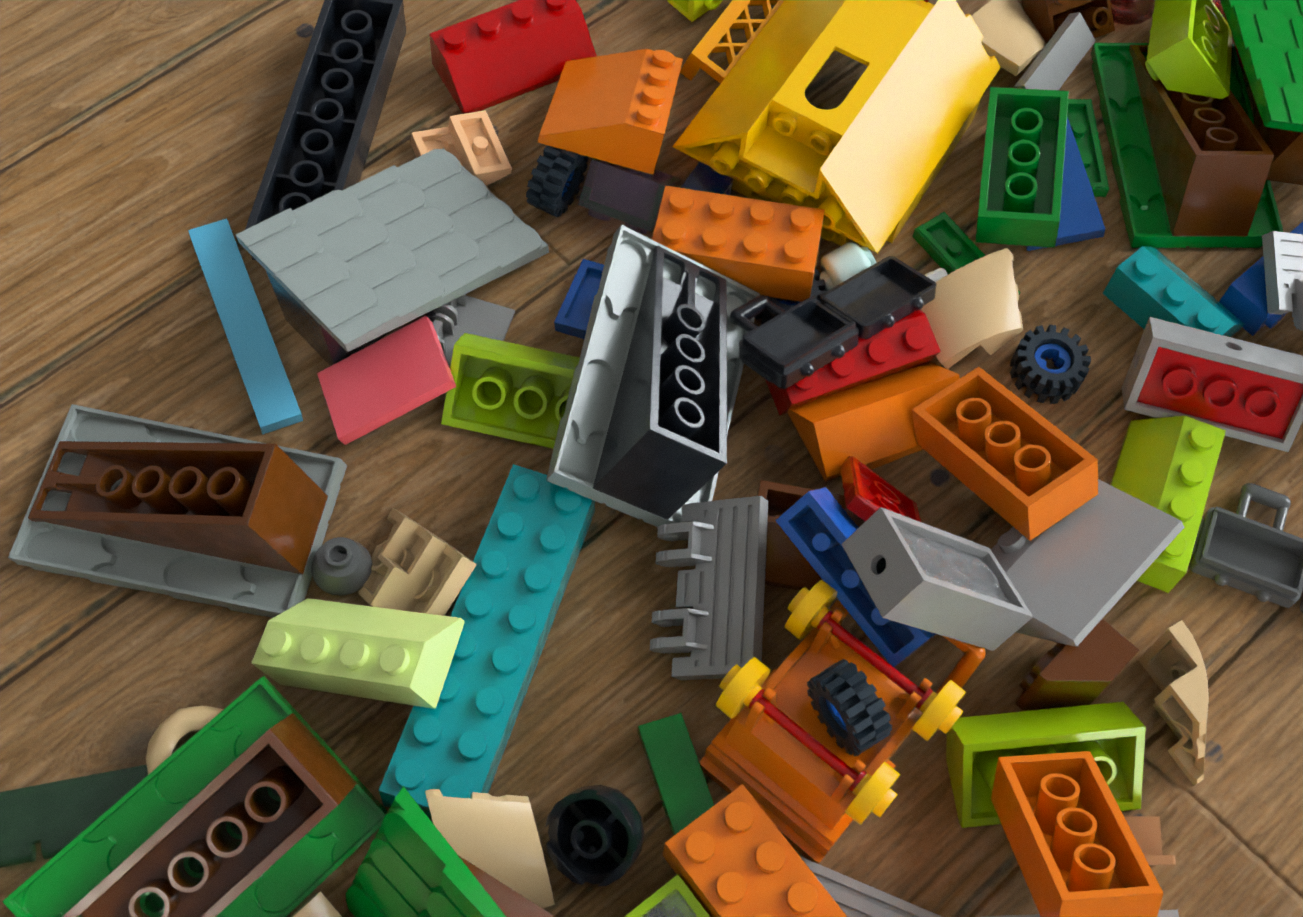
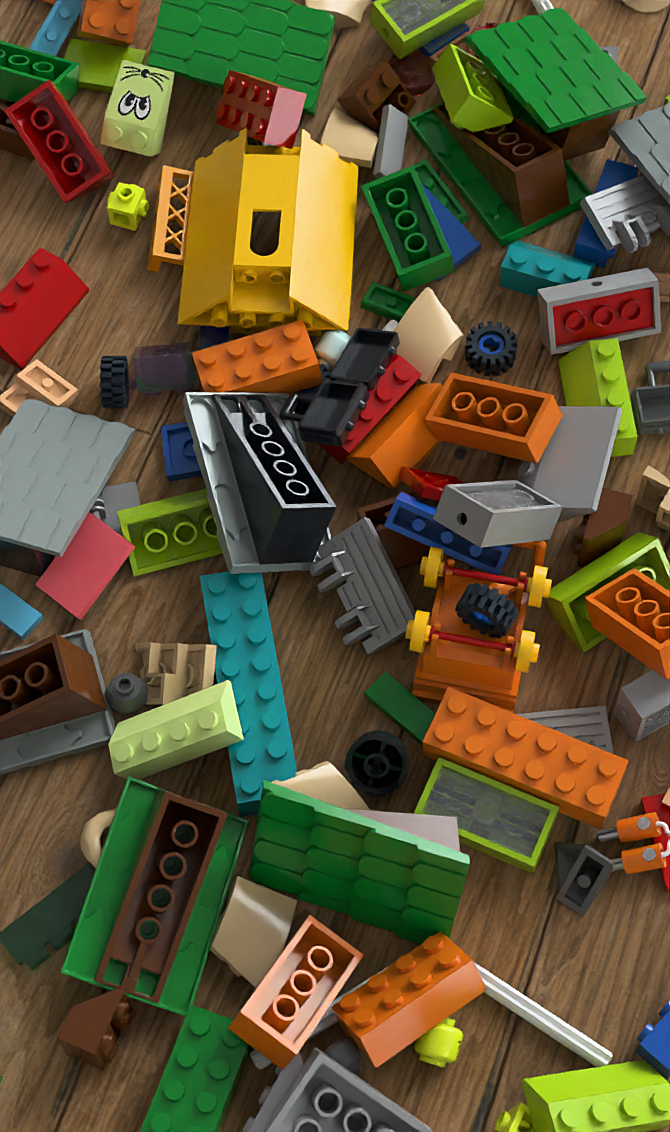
camera: 20 degrees left, 0 degrees up
(614, 107) = (125, 315): orange slope -> none

